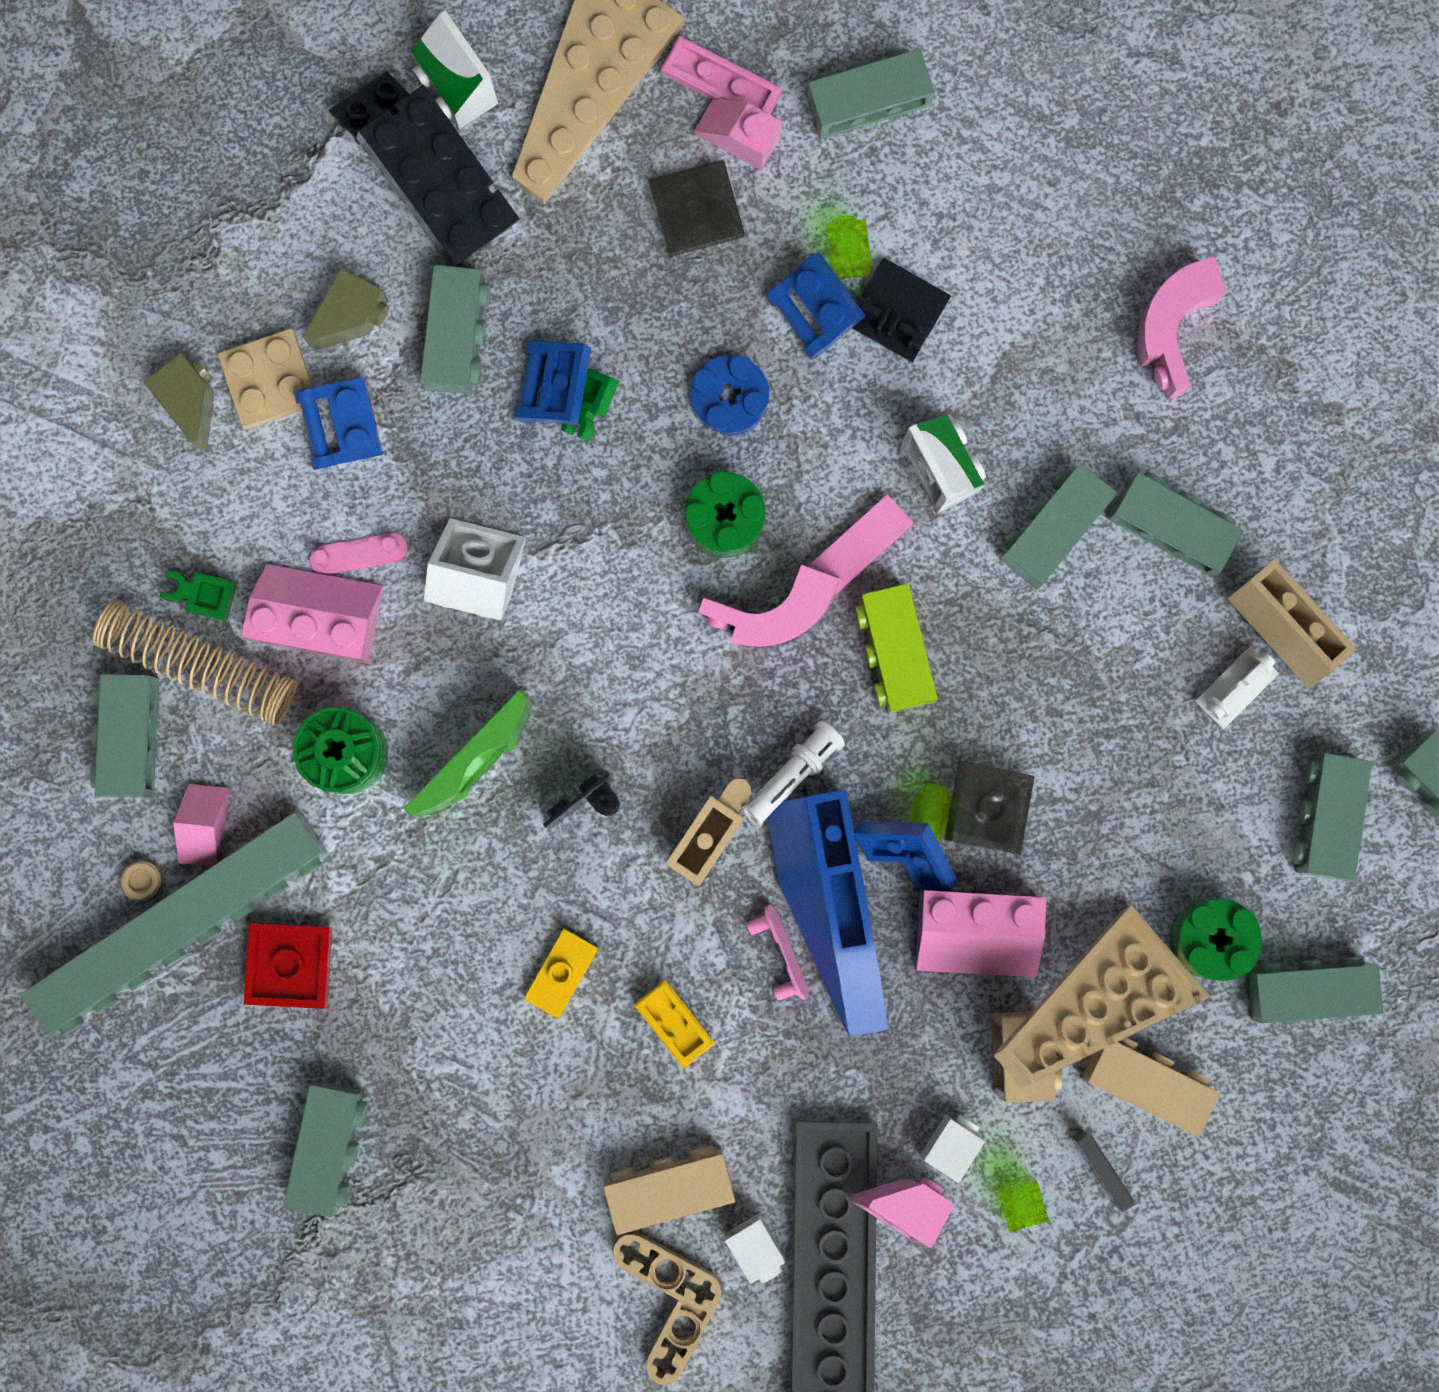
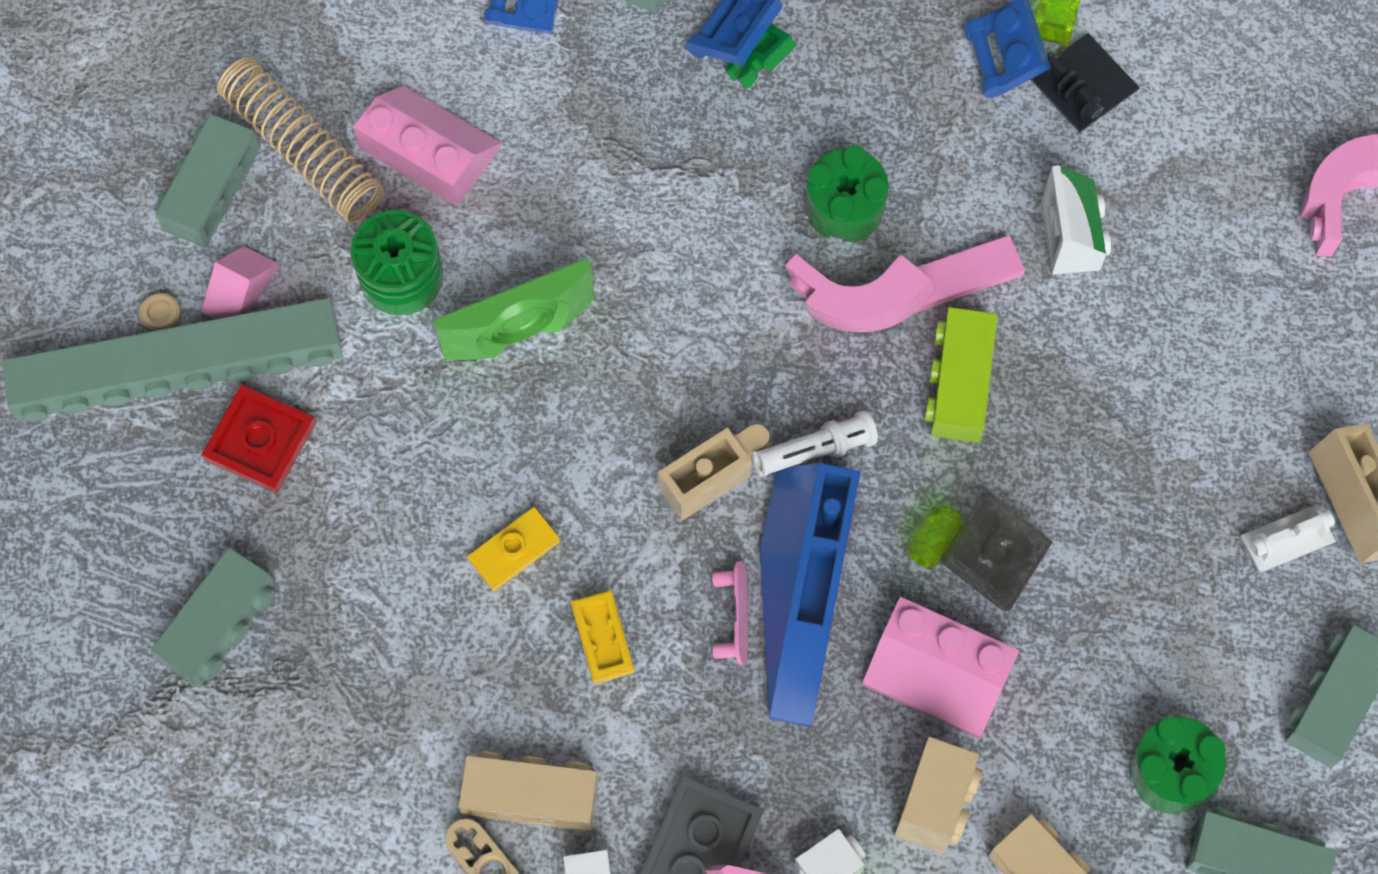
camera: 25 degrees right, 15 degrees down
(204, 596) = (334, 90): green plate -> none
(358, 554) = (490, 109): bright pink piece -> none
(474, 569) = (590, 157): white slope -> none
(593, 790) = (615, 385): black hinge -> none
(719, 414) = (899, 77): blue plate -> none
(913, 846) = (906, 553): blue plate -> none
(1057, 525) = (1163, 321): sand green brick -> none
(1109, 994) = (1041, 763): tan wing -> none
(1176, 523) = (1281, 363): sand green brick -> none

